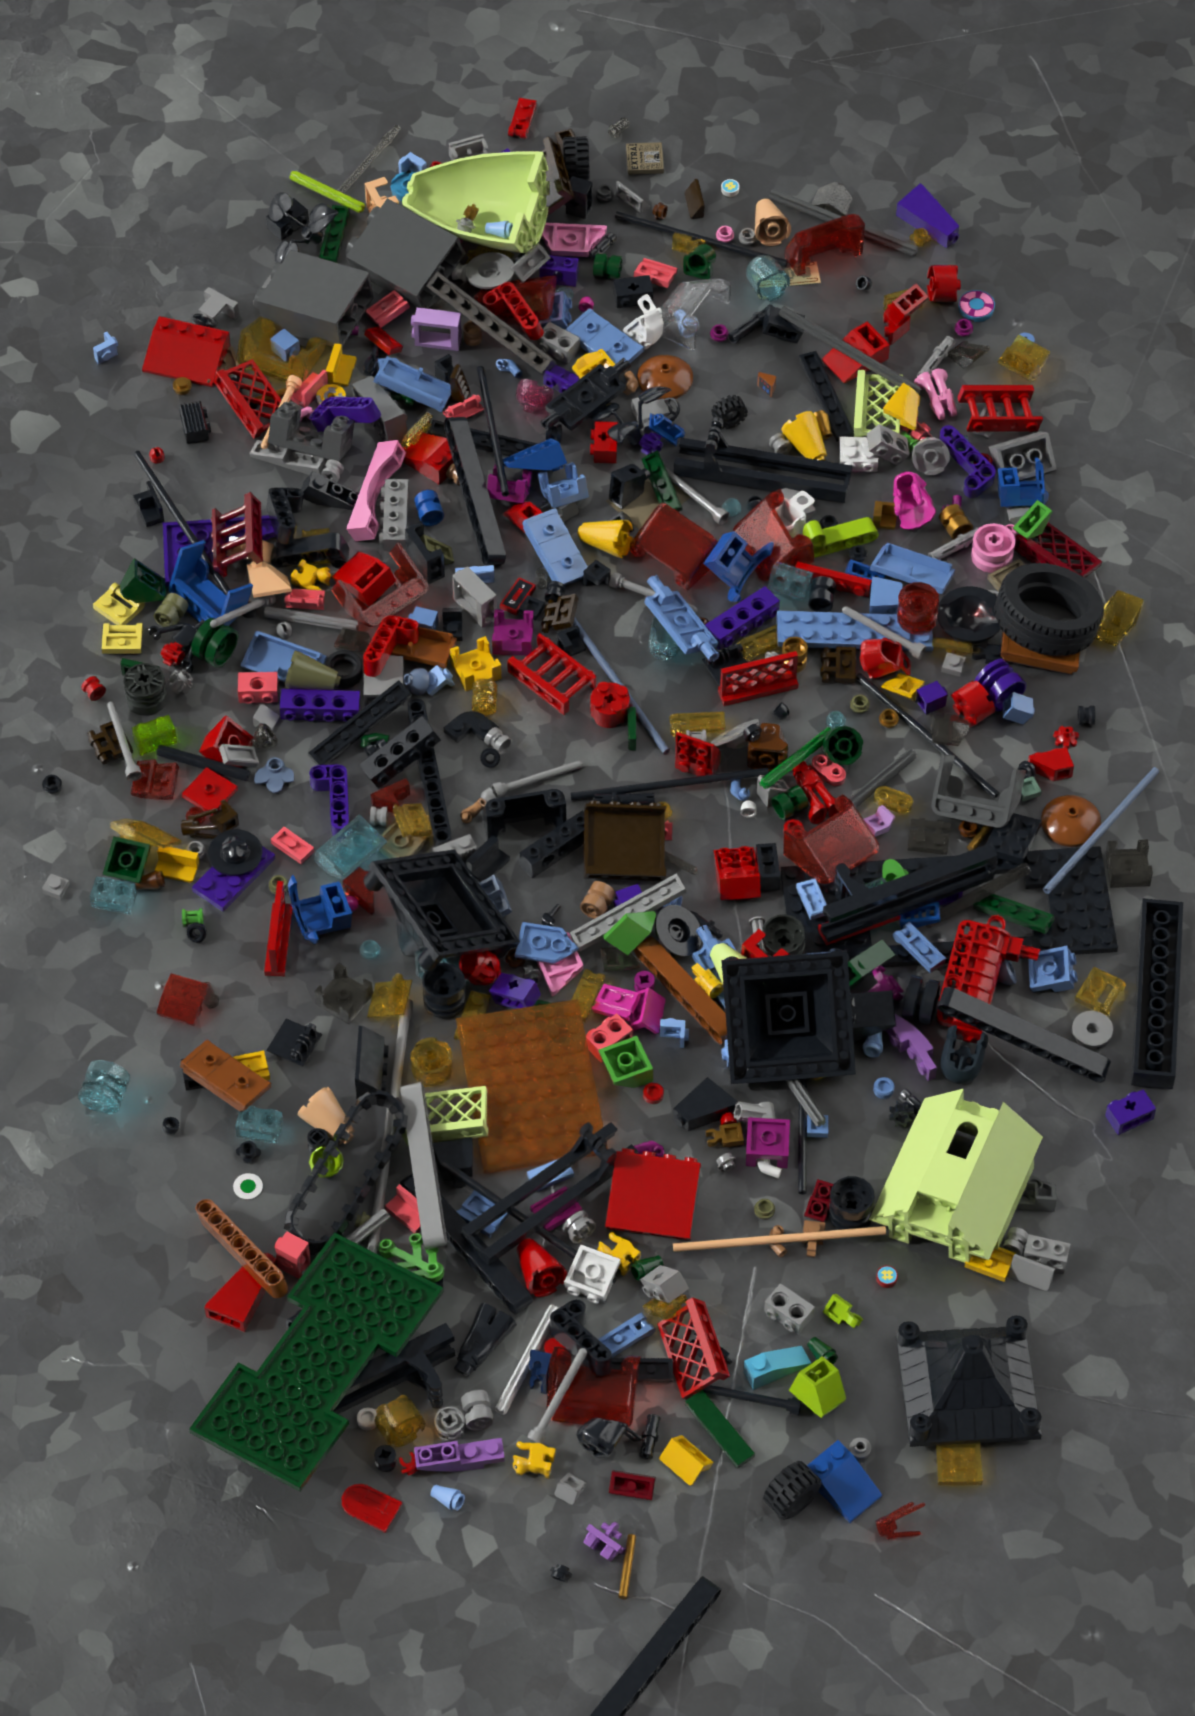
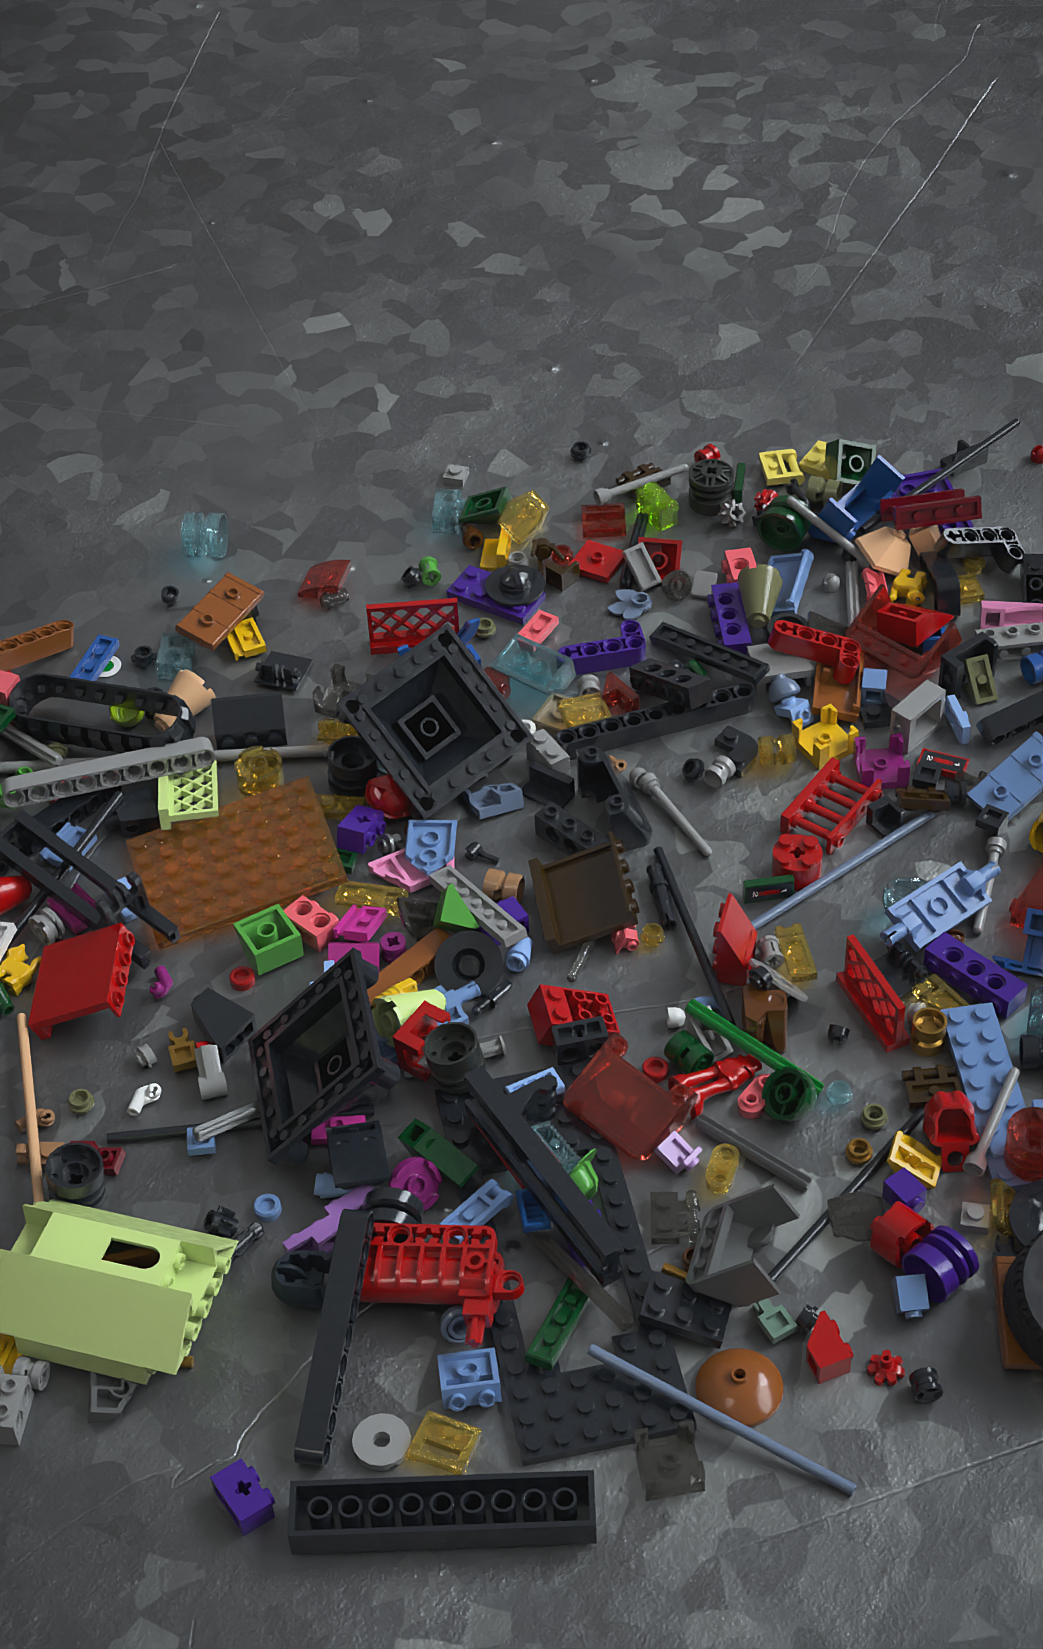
camera: 85 degrees right, 10 degrees down
(249, 1189) = (96, 658): none -> blue plate
(767, 1140) = (169, 1085): magenta panel -> none

